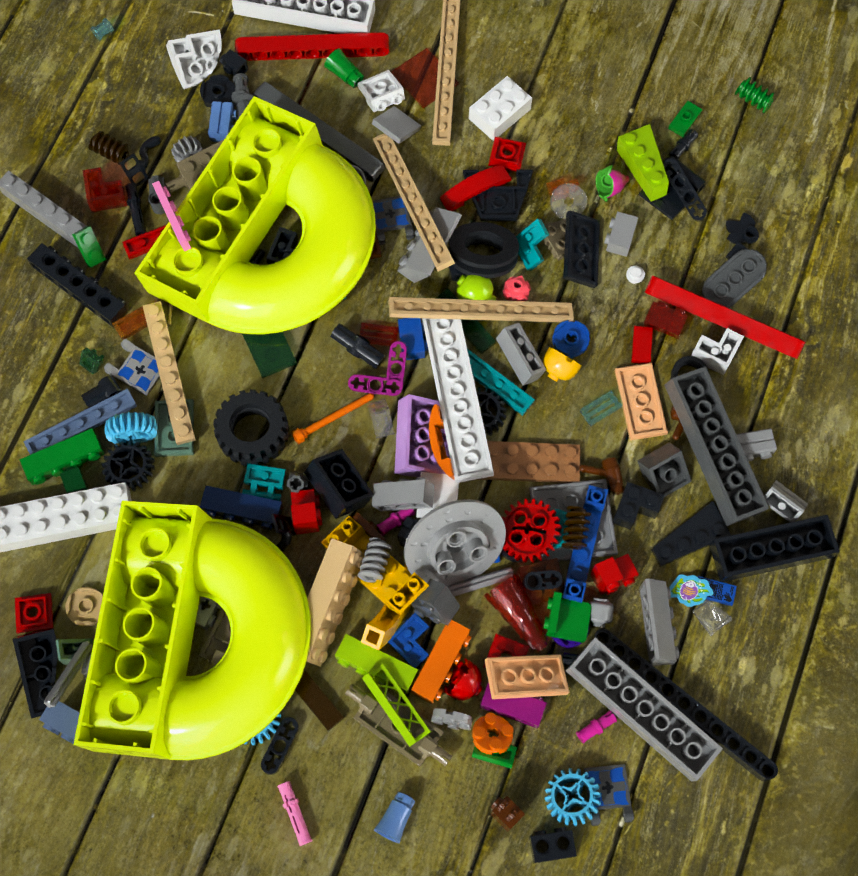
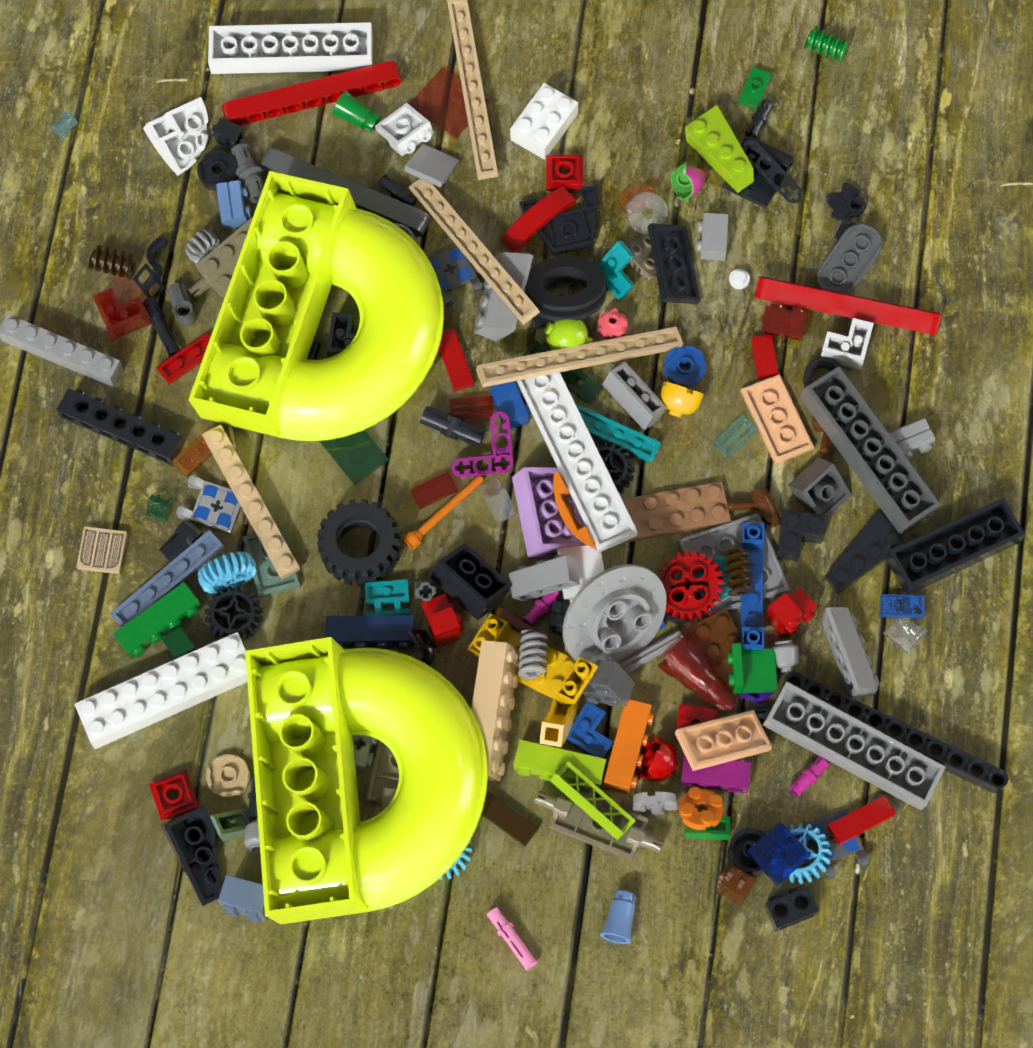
camera: 10 degrees left, 0 degrees up
(33, 386) = (102, 550): none -> tile
(68, 674) = (235, 848): light grey axle -> none
(89, 246) = (122, 380): green plate -> none
(175, 221) = (211, 320): bright pink plate -> none
(281, 729) = (486, 859): black beam -> none
(328, 397) = (434, 490): none -> clear red tile
(362, 139) = (396, 191): none -> black pin
(374, 290) = (455, 361): none -> red tile
(533, 775) = (737, 848): none -> black brick
(547, 585) = (713, 635): black beam -> none
(552, 794) = (778, 853): none -> clear blue plate
(635, 778) = (861, 820): none -> red tile
(690, 590) = (876, 611): sticker -> none
(785, 502) = (956, 494): light grey brick -> none

